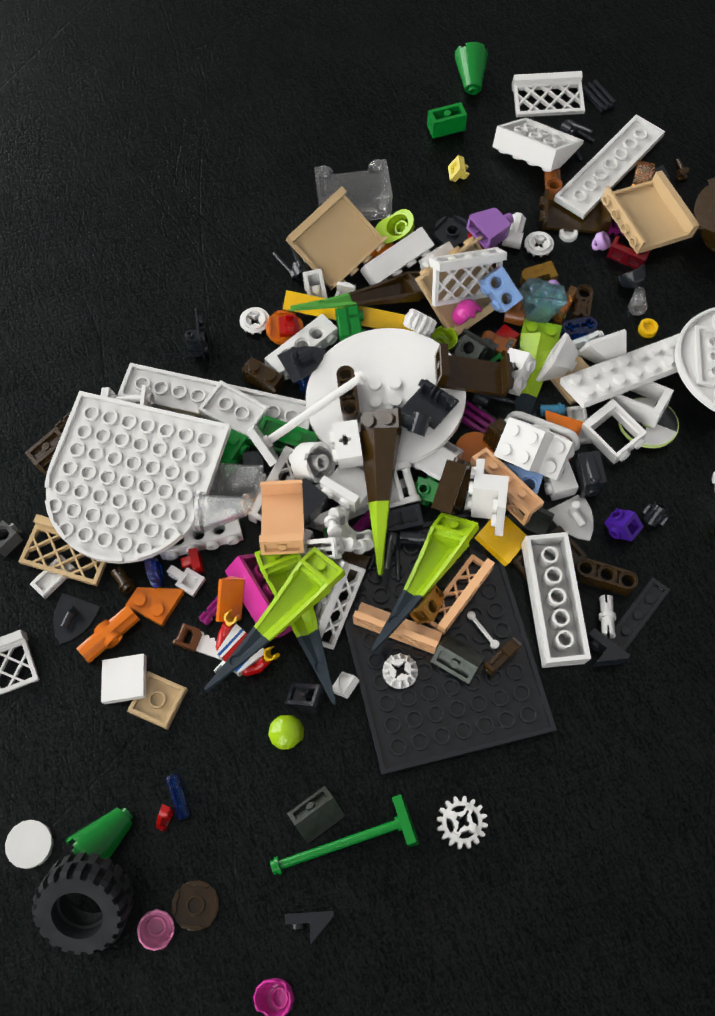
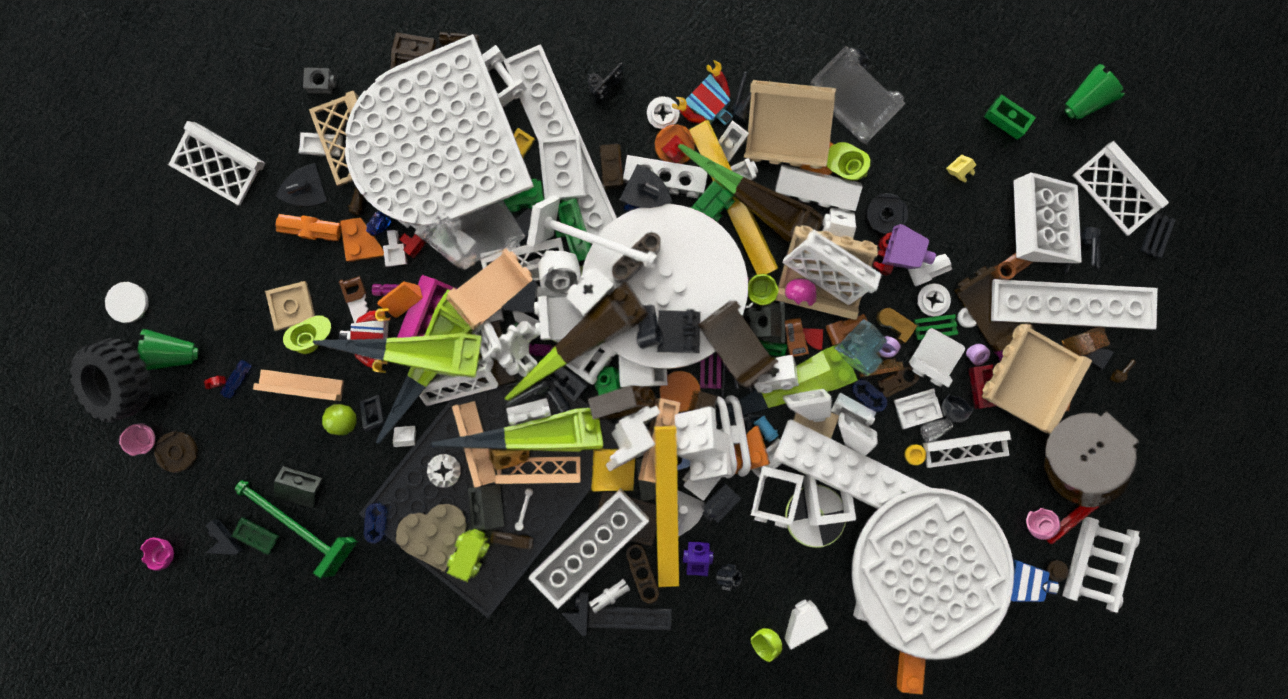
camera: 50 degrees right, 20 degrees up
(123, 679) = (285, 269): white tile -> none
(193, 700) = (301, 335): none -> lime piece
(230, 743) = (300, 385): none -> light nougat fence
(271, 282) = (708, 99): none -> torso
(329, 888) = (255, 536): none -> dark green plate
(397, 767) = (380, 522): none -> clear blue beam
(404, 564) = (528, 412): none -> white hinge
(419, 322) = (758, 261): white gear -> none
(450, 720) = (432, 535): none -> dark tan plate
(472, 828) = (369, 605): white gear -> none
(490, 695) = (471, 547): none -> lime brick
(503, 286) = (845, 308): light blue brick -> none
(564, 512) = (666, 506): none -> yellow tile
(566, 245) = (952, 324): none -> green tile
(584, 265) = (936, 357): none -> white bracket
(614, 302) = (918, 408): none -> white plate
(663, 287) = (968, 441): none -> white fence

